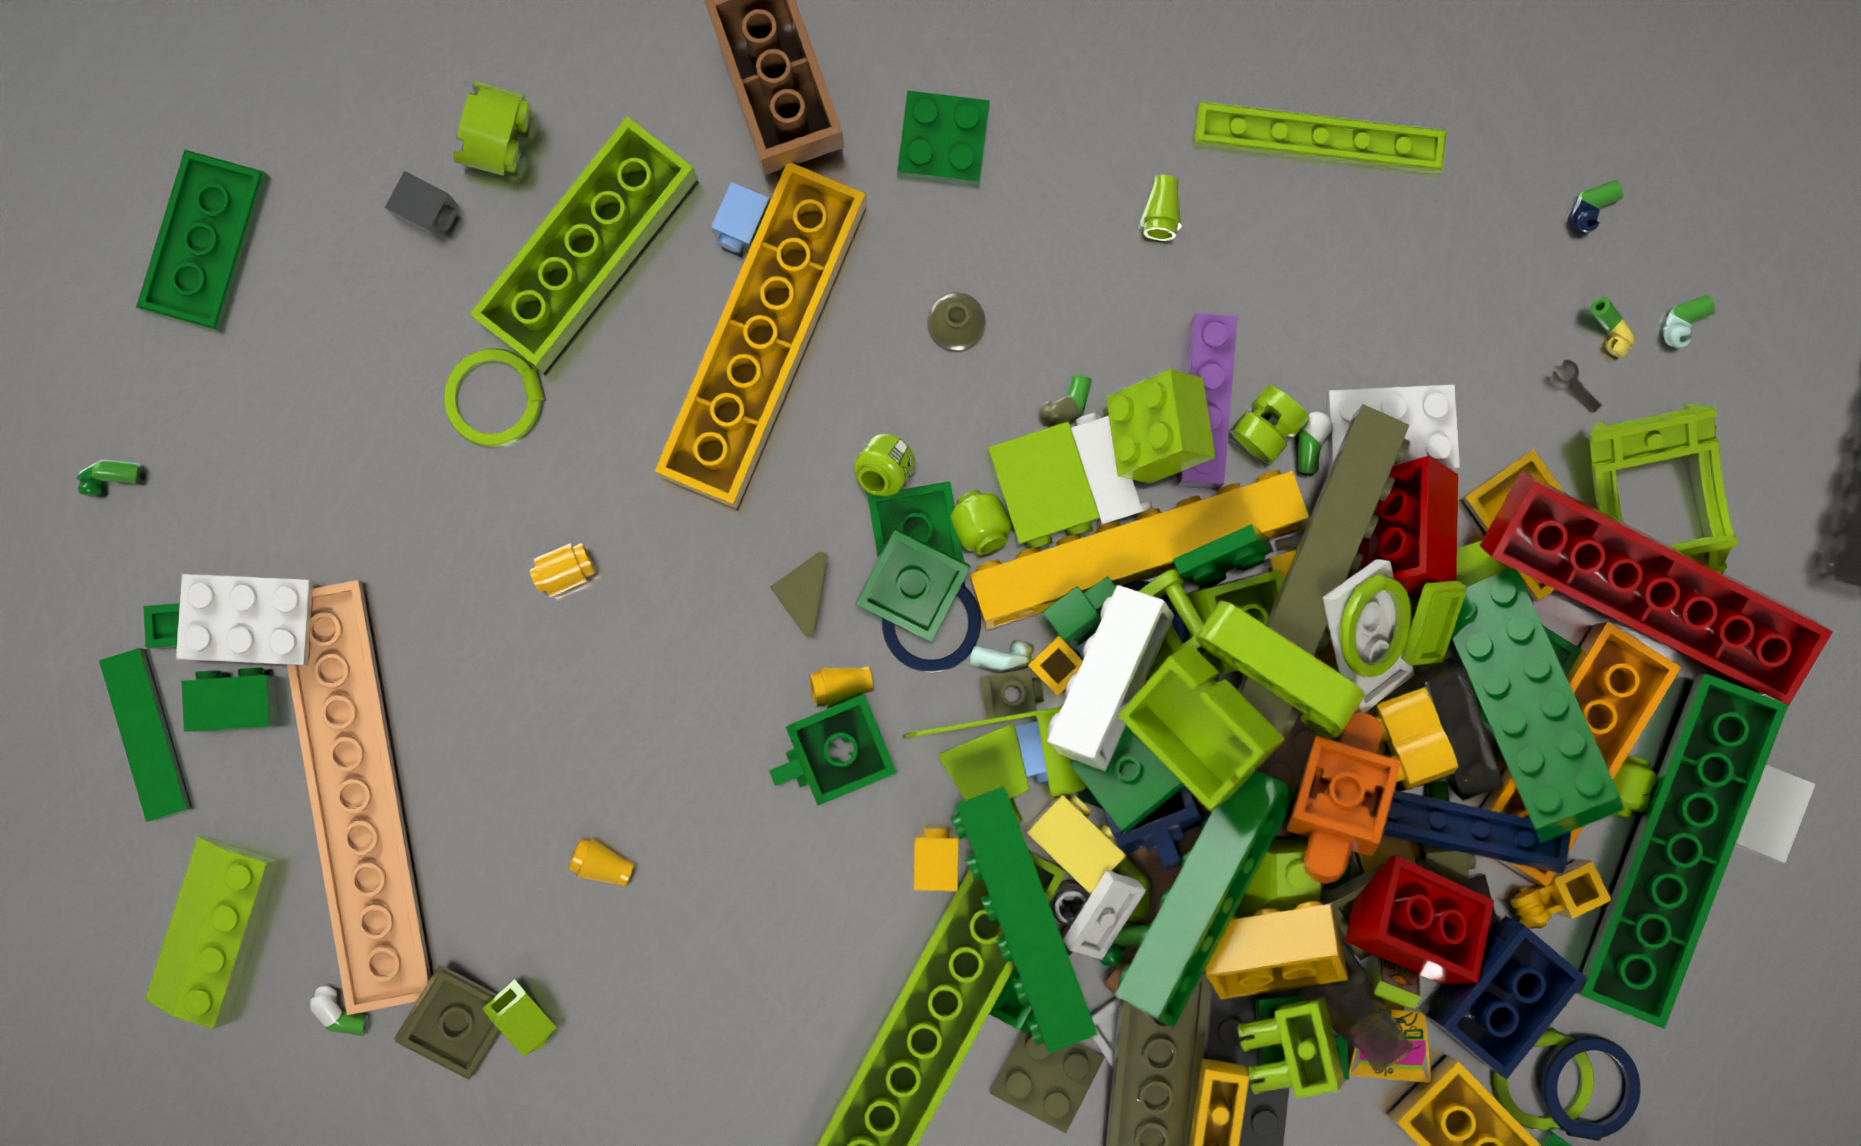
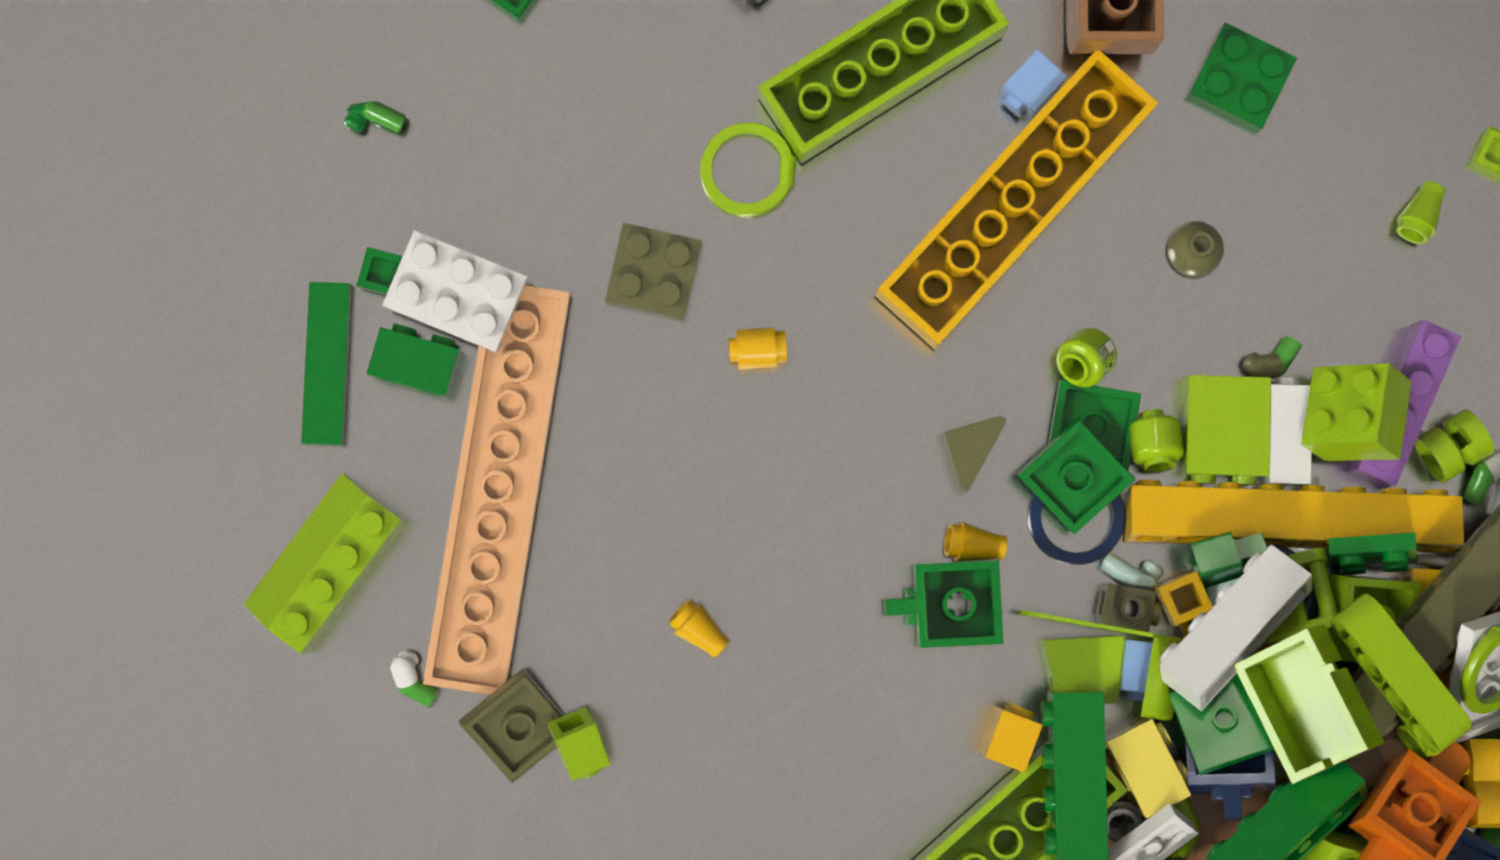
camera: 20 degrees right, 0 degrees up
(435, 530) = (653, 271): none -> olive plate

